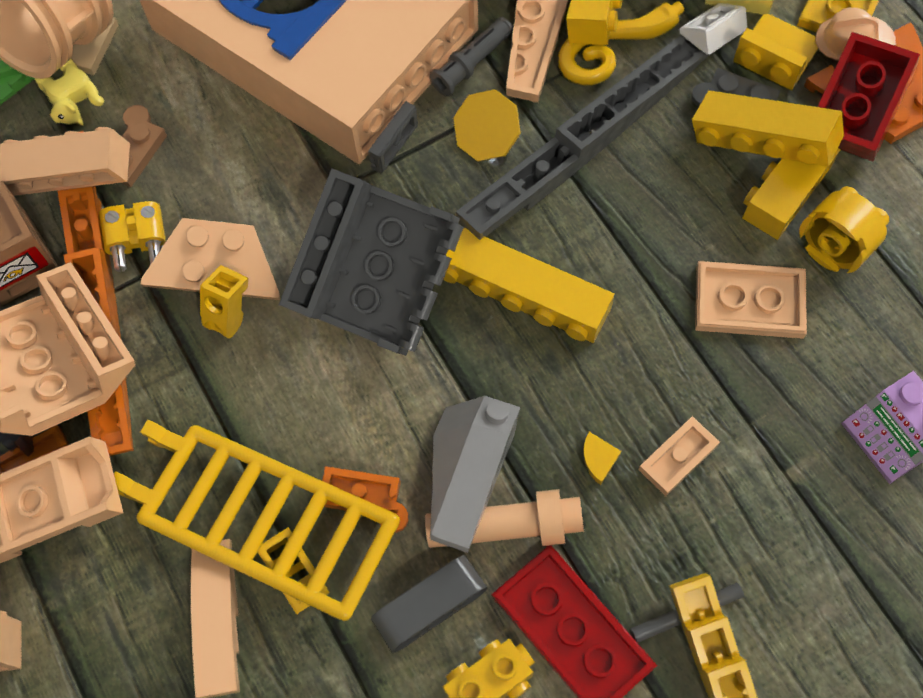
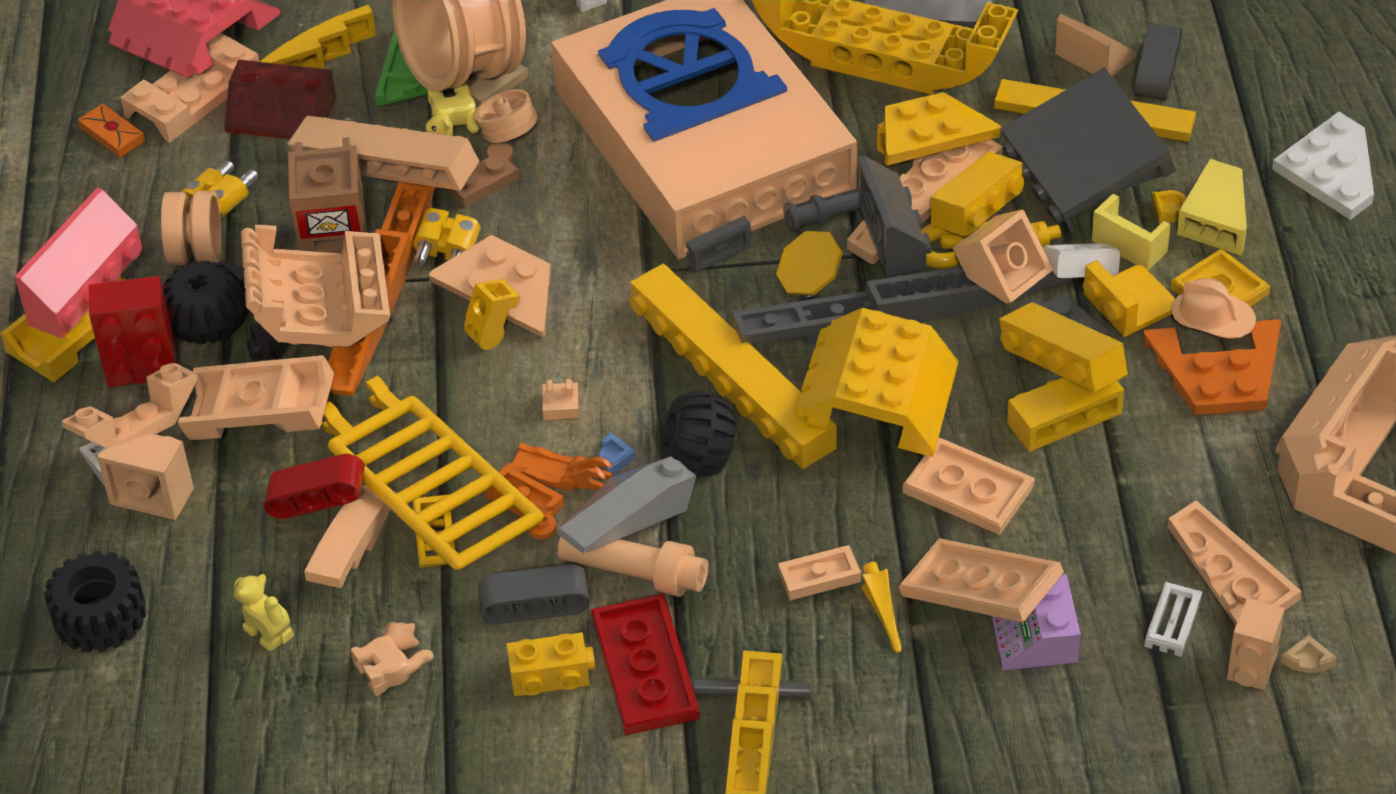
camera: 25 degrees right, 20 degrees down
(123, 77) = (506, 116): none -> light nougat wheel
(150, 580) = (314, 486): none -> red beam
(335, 365) = (560, 400): none -> light nougat tile
(371, 262) = (628, 319): dark grey slope -> none
(373, 443) = (560, 470): none -> orange arm
(416, 404) = (616, 452): none -> medium blue tile
(487, 353) = (699, 432): none -> black wheel
(543, 56) = (890, 219): none -> dark grey slope
(599, 457) = (749, 550): yellow tile -> none
(621, 226) = (883, 372): none -> yellow slope
(660, 53) = (1004, 256): none -> light nougat slope
(742, 452) = (878, 593): none -> yellow piece
(838, 407) = (981, 579): none -> light nougat tile
(844, 230) = (1083, 453): yellow brick -> none
(868, 91) = (1175, 352): red brick -> none

